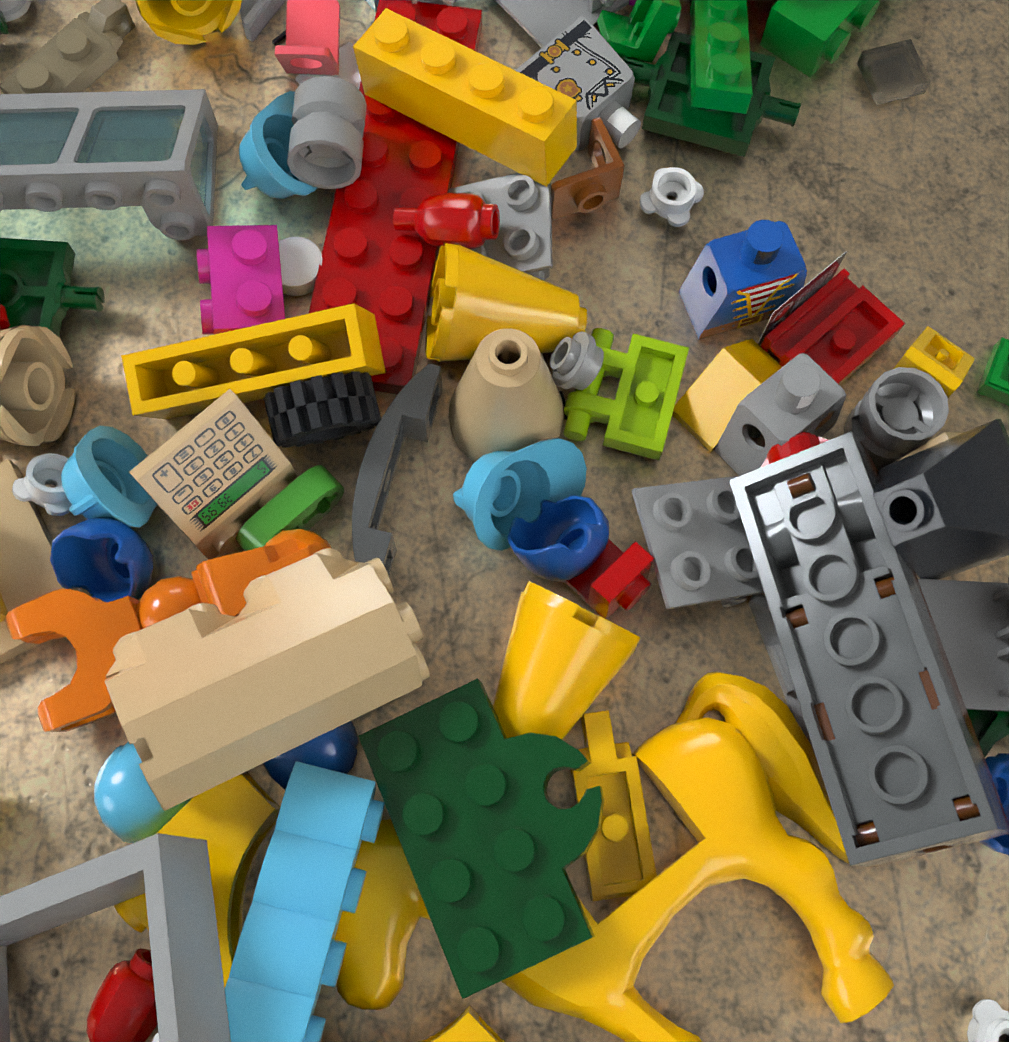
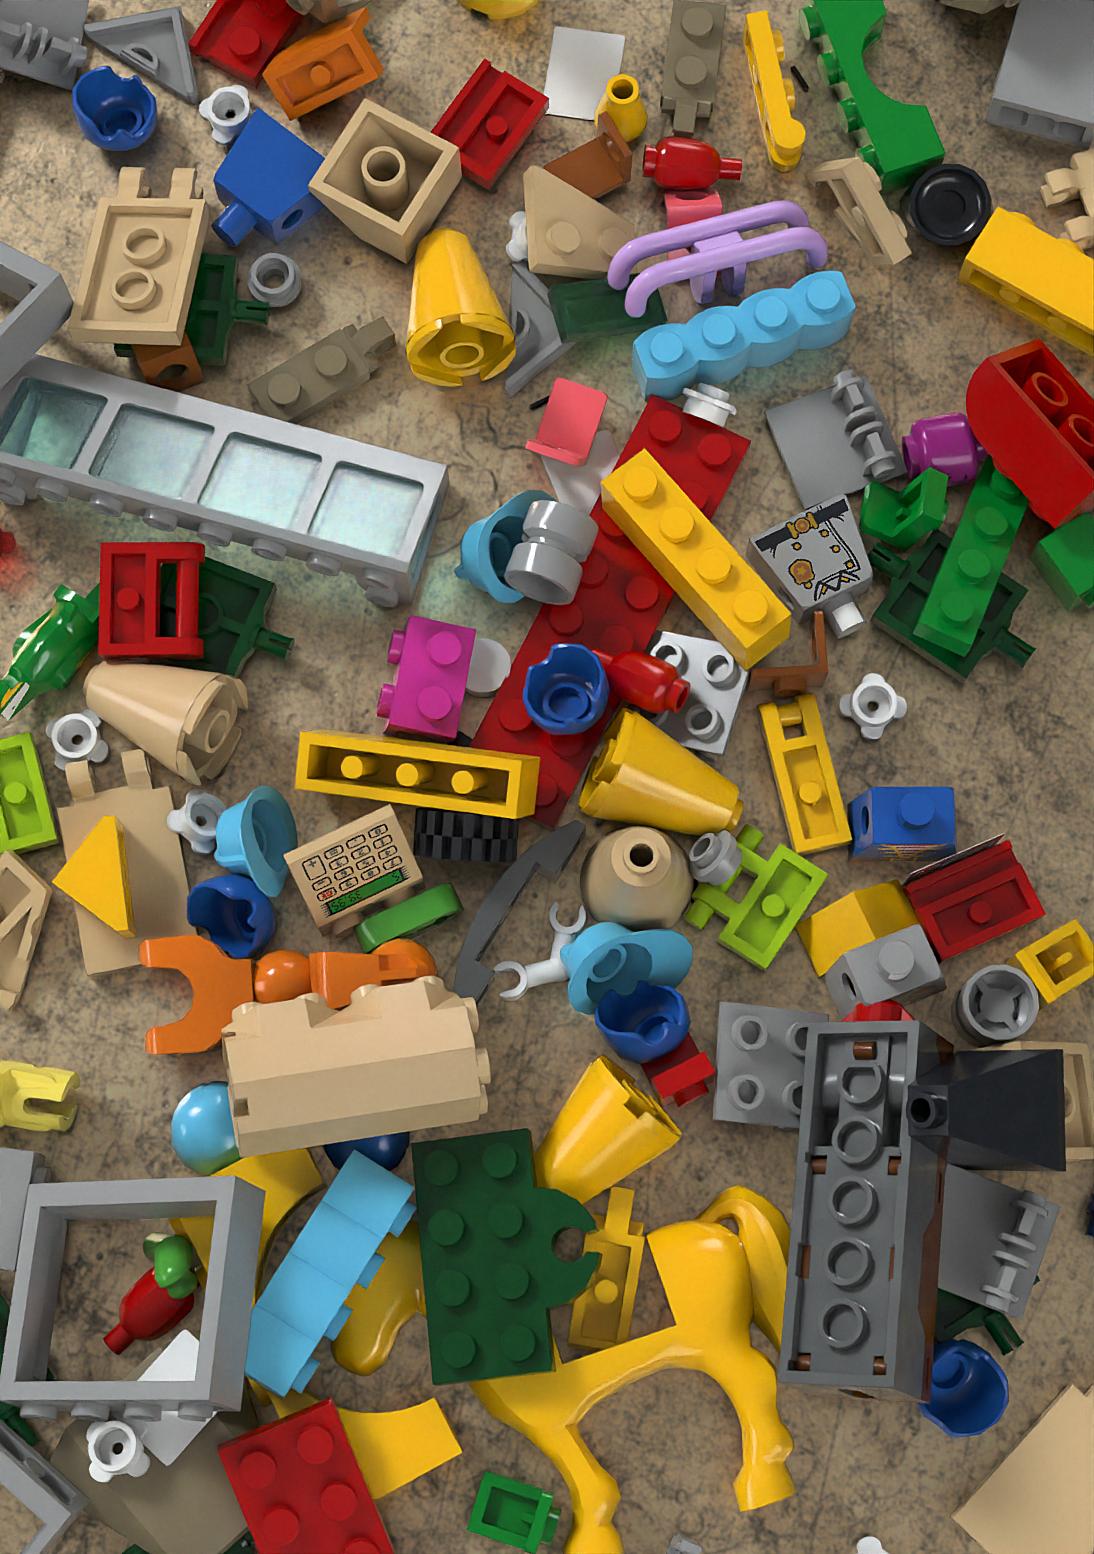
camera: 20 degrees right, 5 degrees up
(127, 959) = (172, 1262): none -> bright green arm
(382, 244) = (566, 690): none -> blue hair
(443, 525) = (547, 970): none -> white arm
(633, 271) = (804, 776): none -> yellow plate

